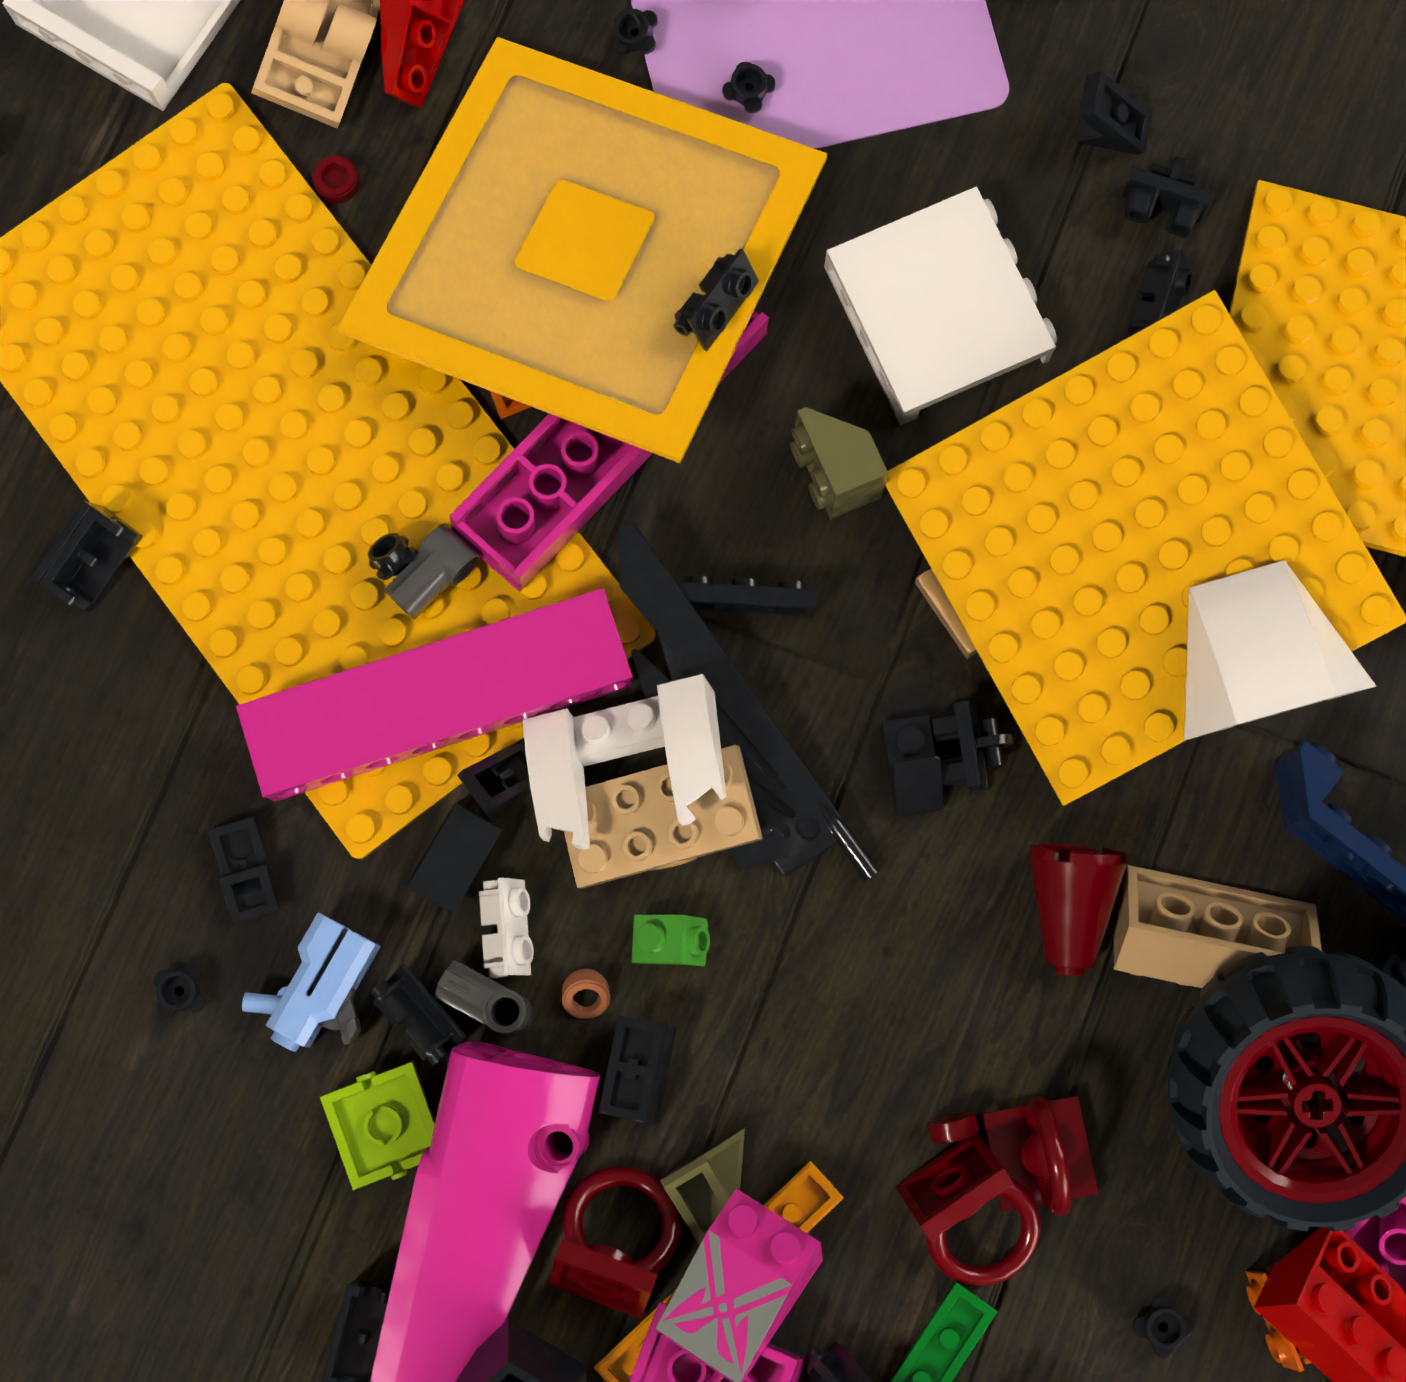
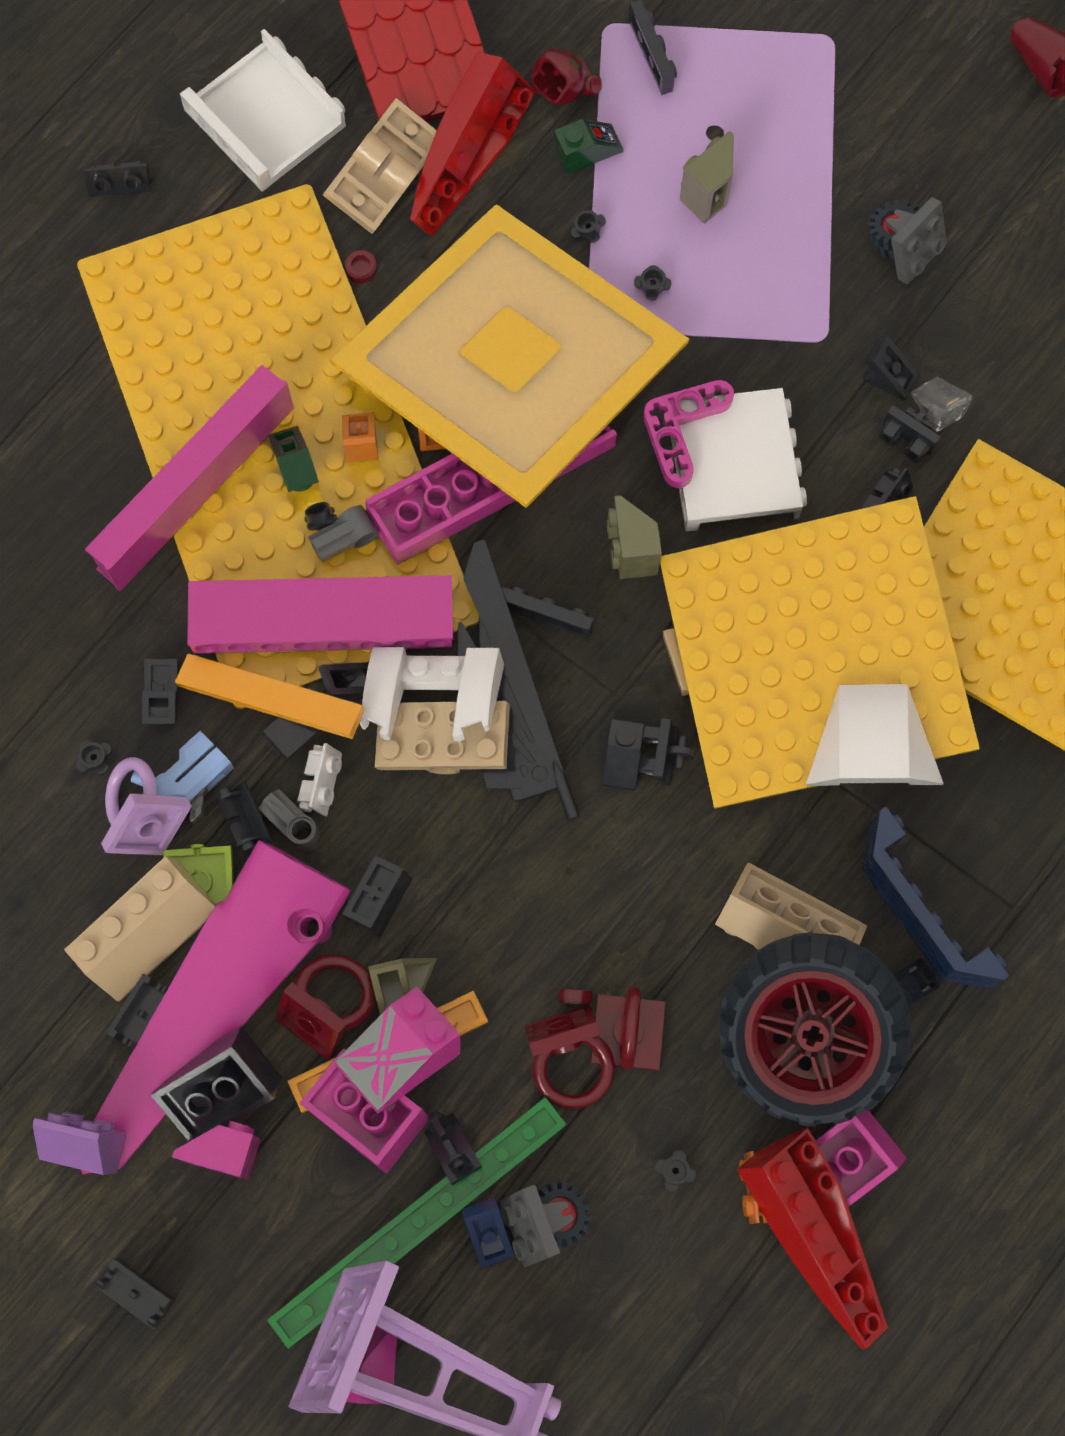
camera: 15 degrees right, 5 degrees down
(86, 556) = (122, 460): black hinge -> none
(192, 555) = (191, 477): none -> dark pink tile
(278, 1071) = (145, 820): none -> lavender tile
(325, 1219) = (141, 928): none -> tan slope
(328, 484) = (293, 459): none -> dark green slope
(402, 834) = (270, 696): none -> light orange tile
(411, 425) = (359, 437): none -> orange slope
(581, 980) = (360, 828): nougat piece -> none
(670, 940) = (425, 819): bright green bracket -> none
(726, 289) = (589, 408): black hinge -> none
(844, 269) = (676, 416): none -> dark pink beam
(1074, 901) = (702, 872): dark red cone -> none
(1197, 138) = (944, 400): none -> clear slope

